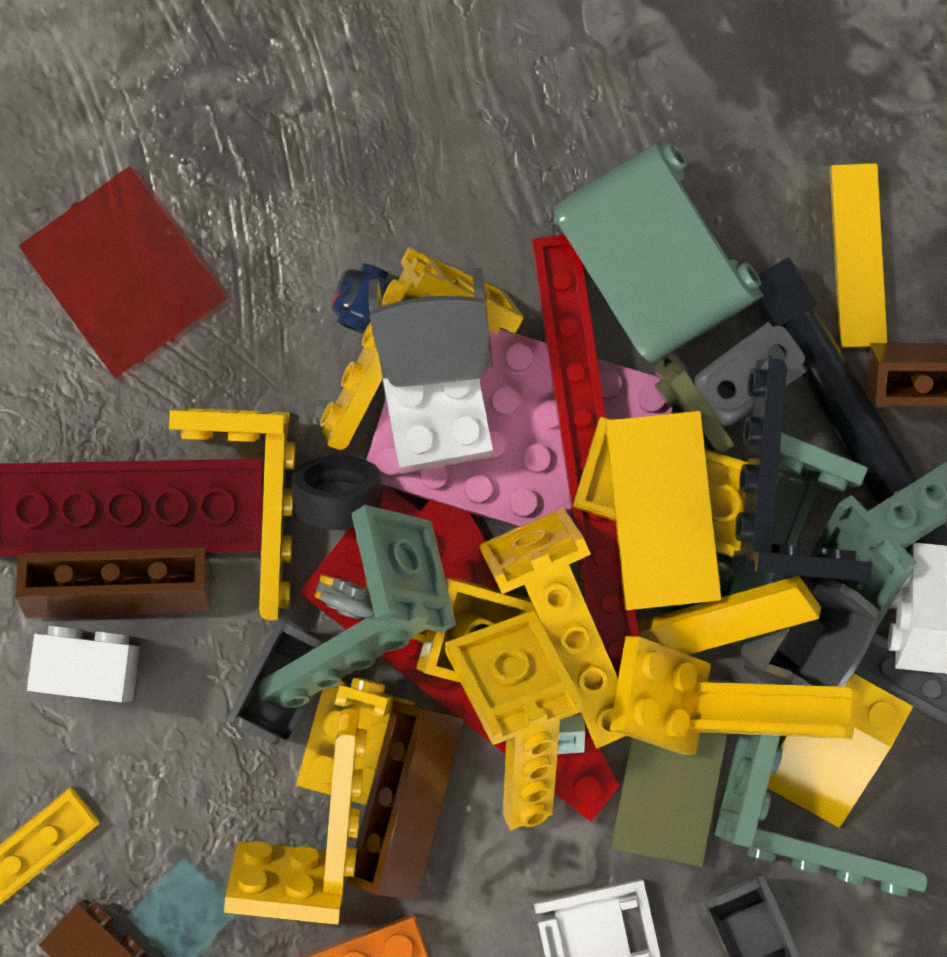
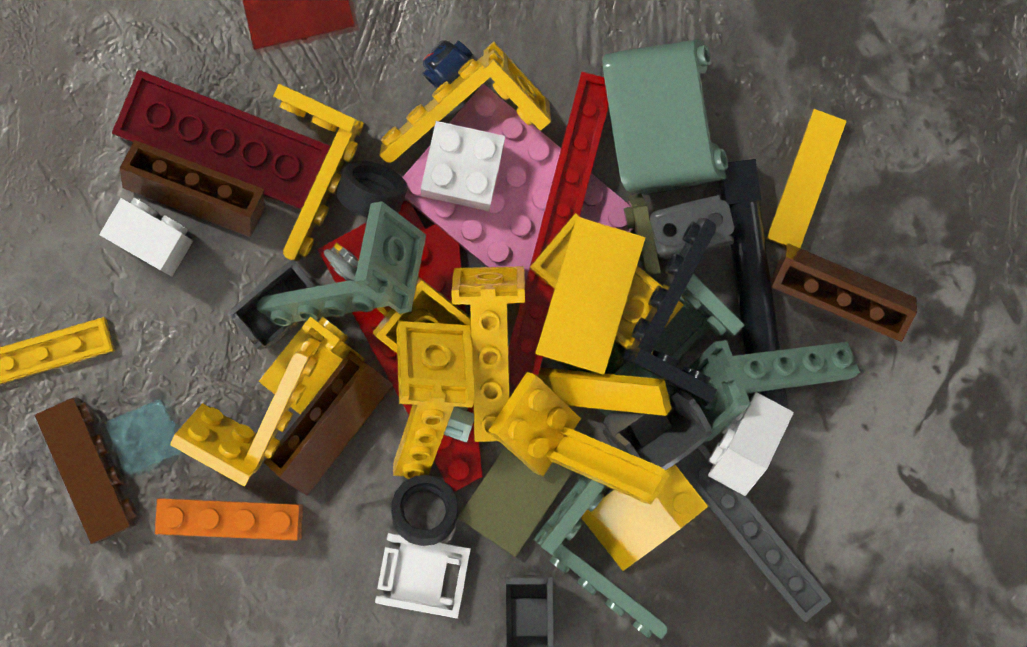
camera: 30 degrees right, 0 degrees up
(432, 336) = (480, 106): dark grey piece -> none
(561, 822) = (430, 484): none -> black tyre

